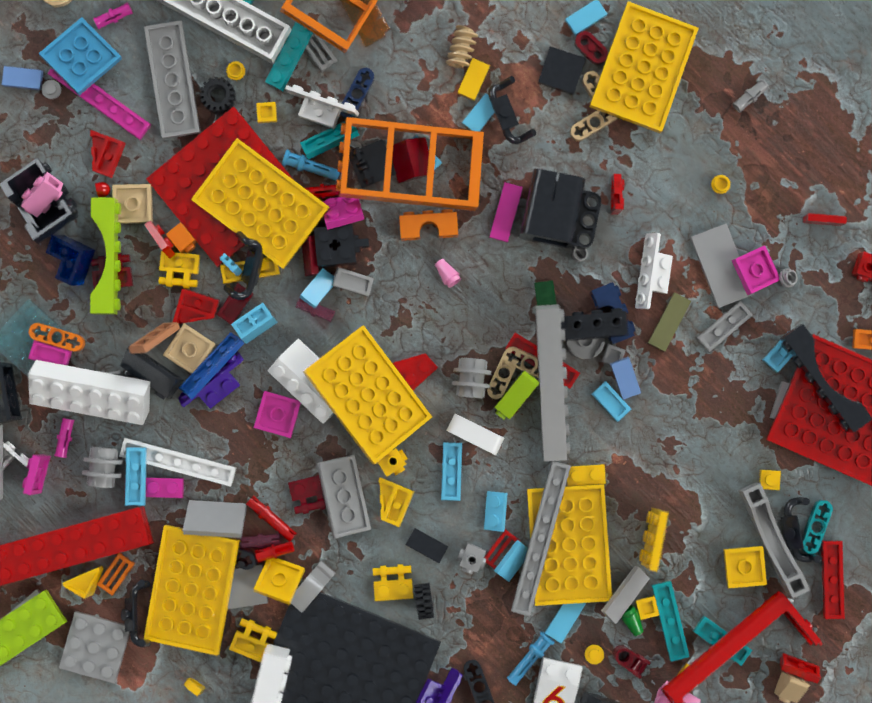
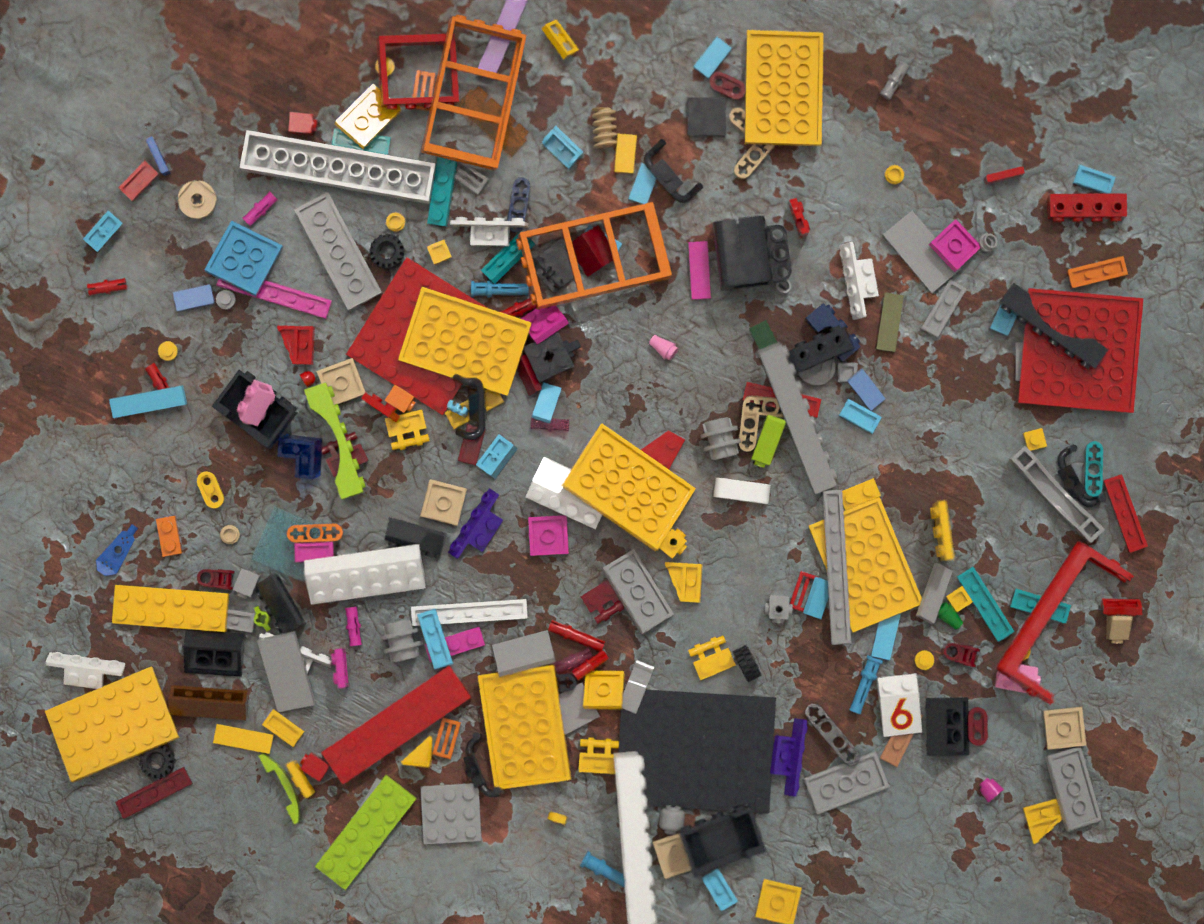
camera: 15 degrees left, 0 degrees up
(154, 337) = (409, 501): nougat tile -> none
(195, 307) = (434, 460): red wing -> none
(211, 365) = (470, 510): blue tile -> none
(352, 281) = (576, 385): light grey tile -> none
(416, 53) = (562, 147): none -> medium azure hinge
(426, 545) = (731, 611): black tile -> none
(445, 222) = (645, 299): orange arch -> none
(451, 471) = (731, 533): medium azure tile -> none
(495, 511) = (785, 557): medium azure plate -> none
(745, 567) = (1038, 529): yellow plate -> none

